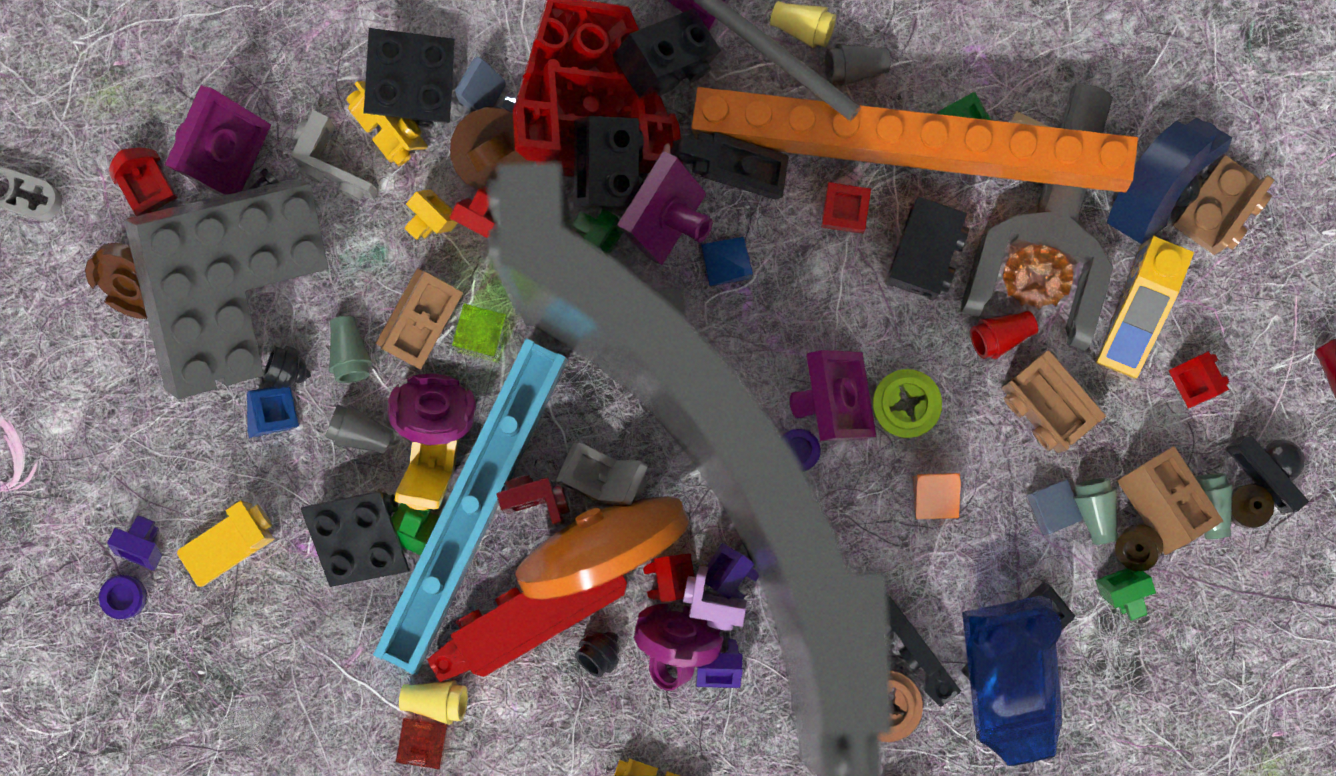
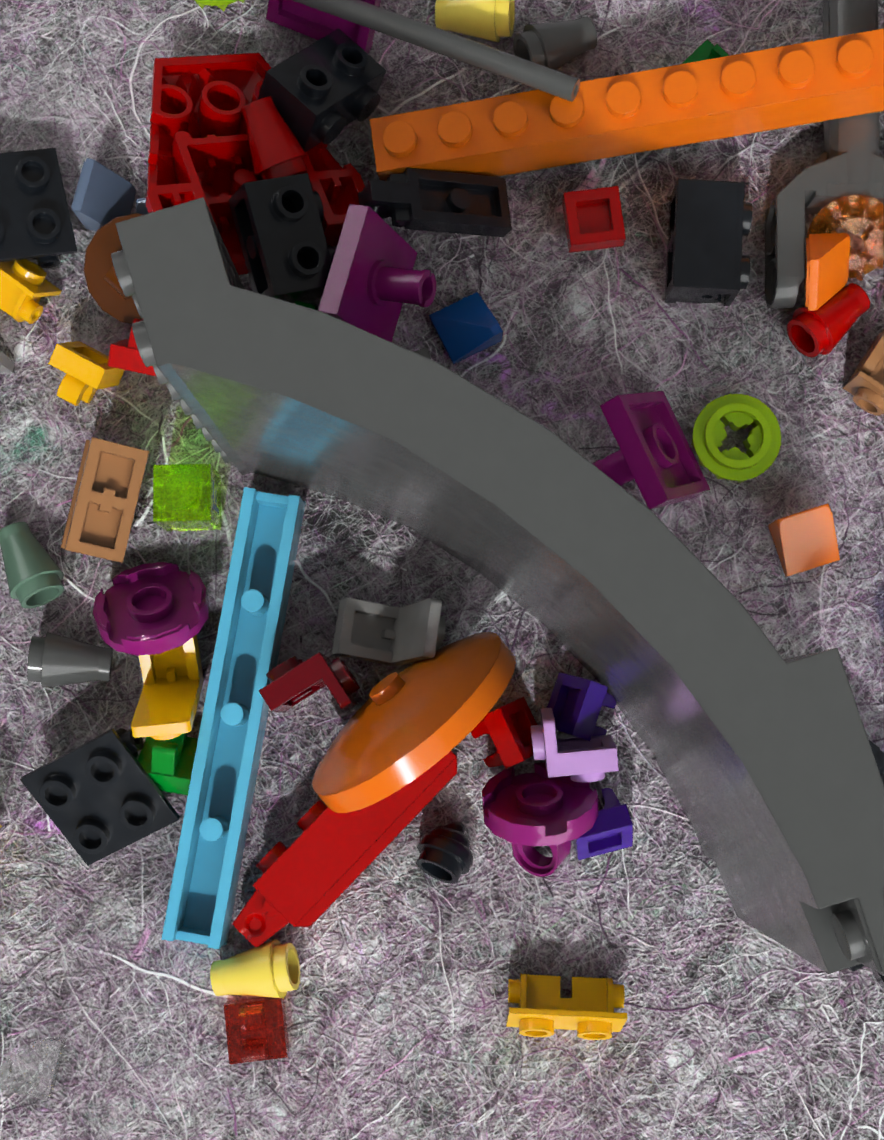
camera: 10 degrees left, 0 degrees up
(619, 87) = (271, 141): none -> red cone
(1009, 294) = (825, 267): none -> orange slope

